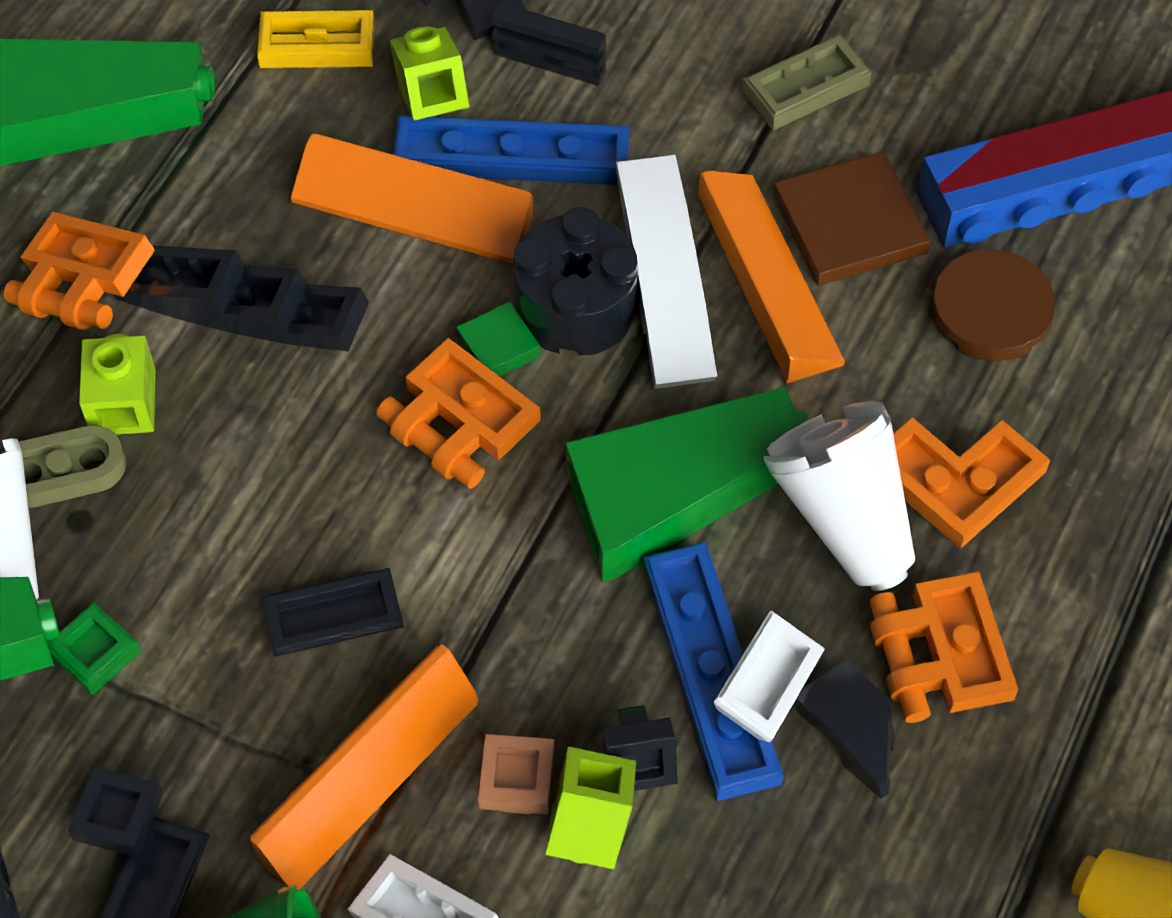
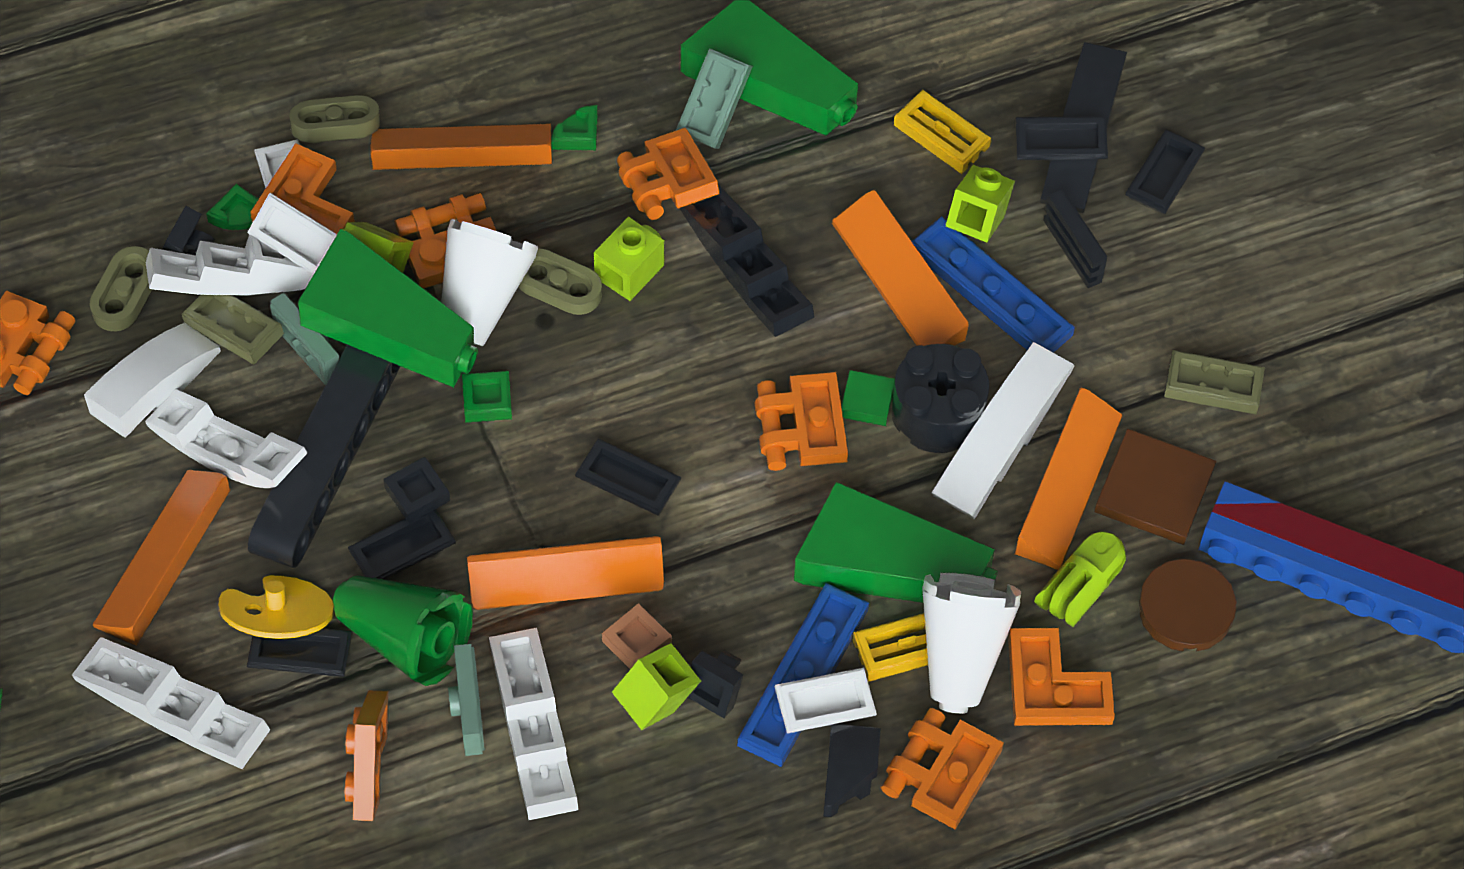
camera: 40 degrees right, 0 degrees up
(57, 159) = (714, 98): none -> sand green plate
(755, 595) = (898, 664): none -> yellow tile
(881, 340) = (1083, 577): none -> lime arm

